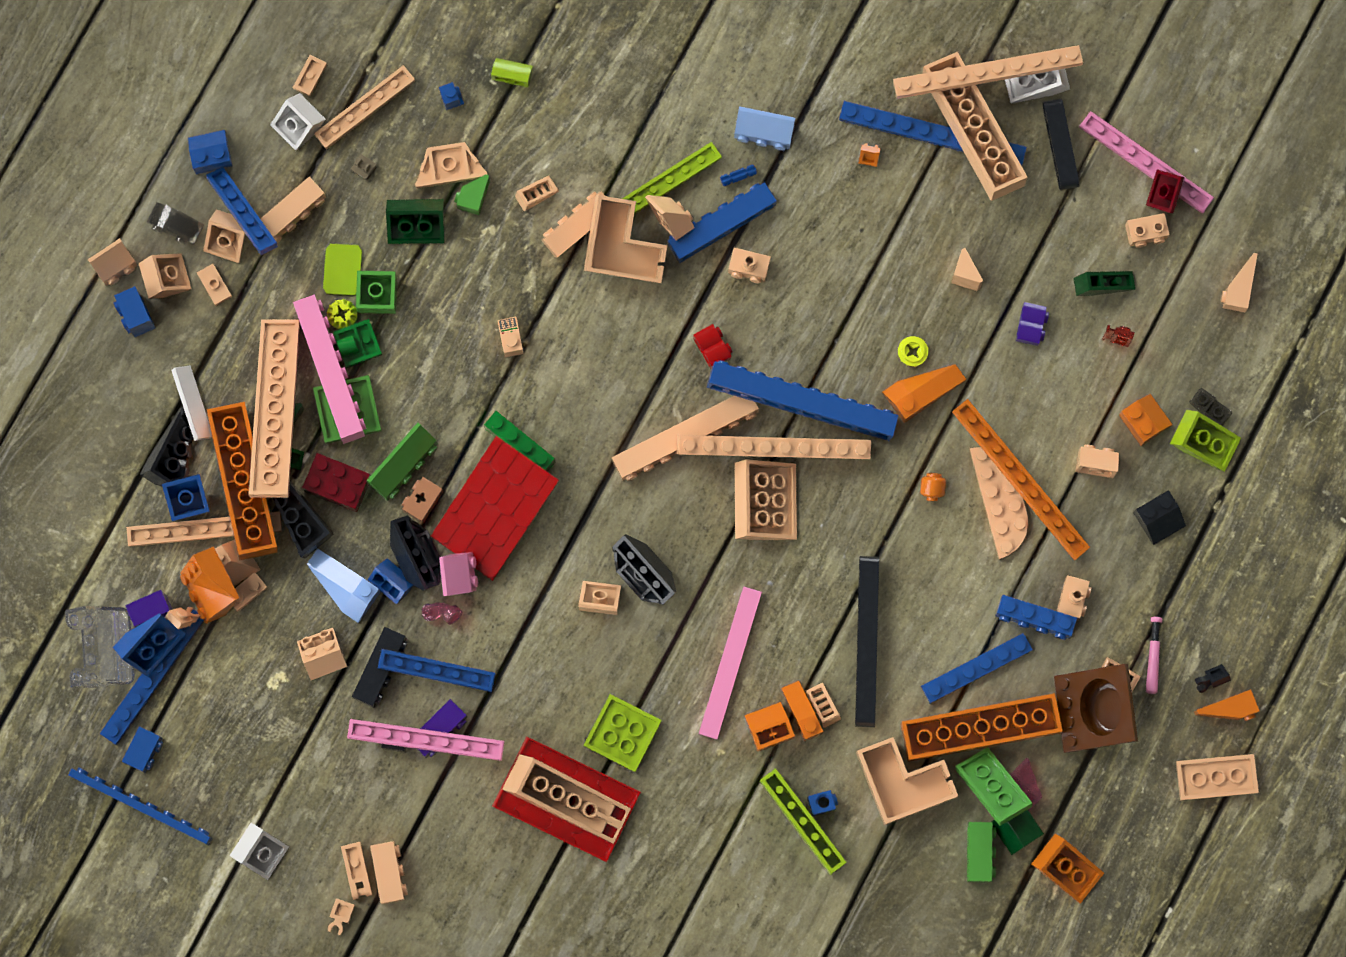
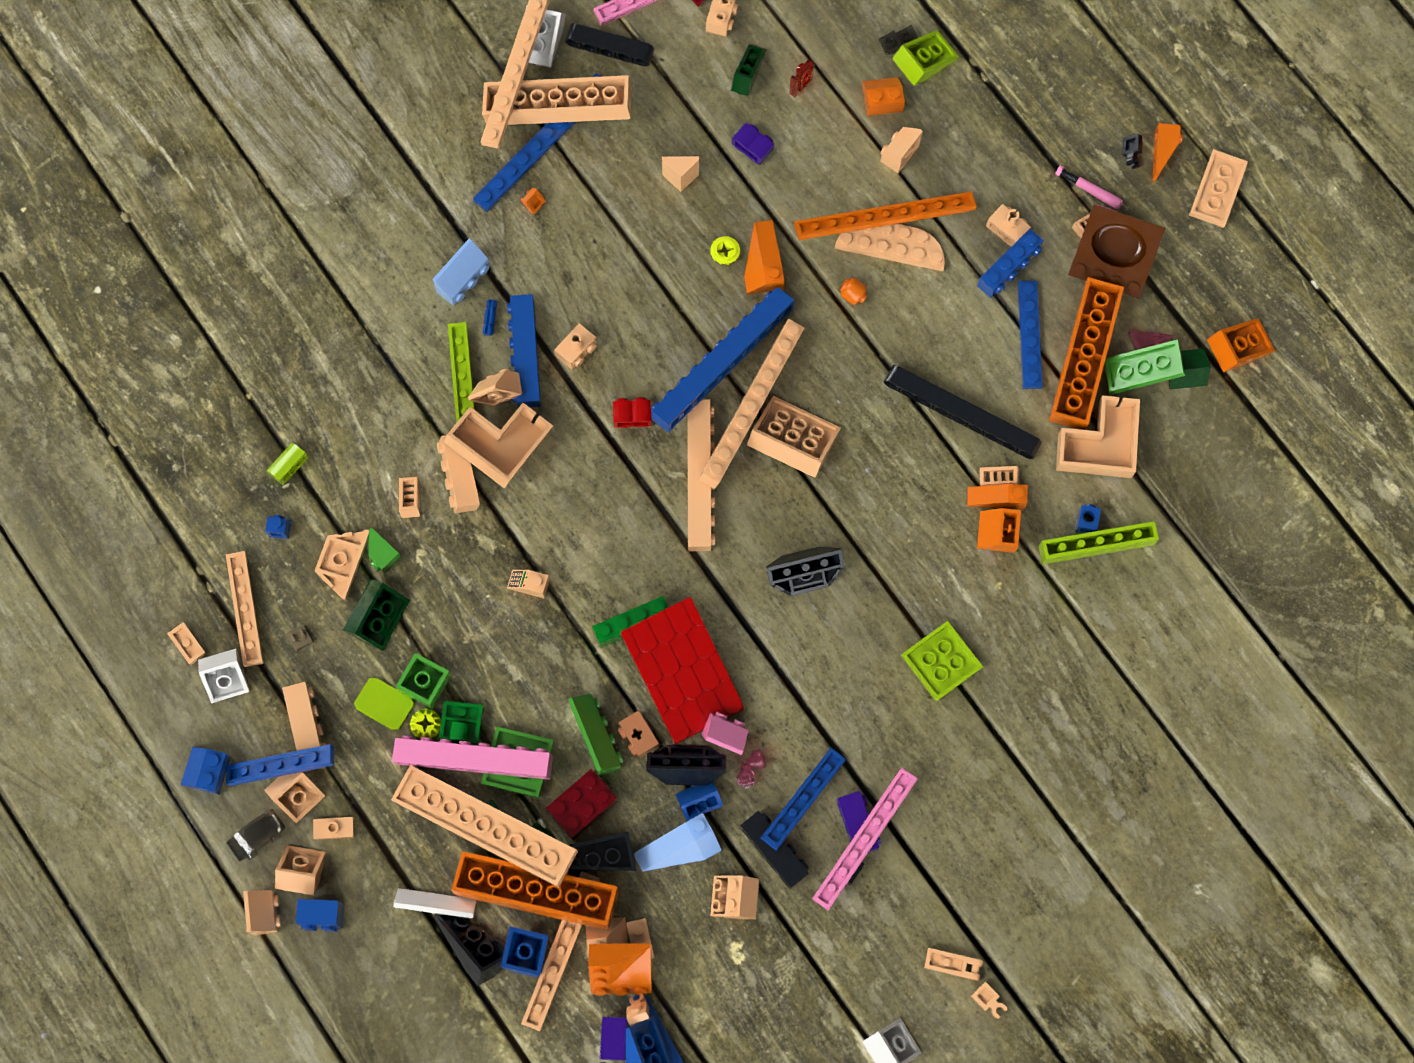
camera: 65 degrees left, 5 degrees down
(388, 872) = (970, 935): light nougat brick -> none
(566, 799) = (977, 741): piece -> none
(599, 597) = (808, 620): light nougat slope -> none
(730, 663) = (923, 538): bright pink tile -> none
(980, 852) = (1194, 409): bright green brick -> none
(1160, 517) = (972, 124): black slope -> none

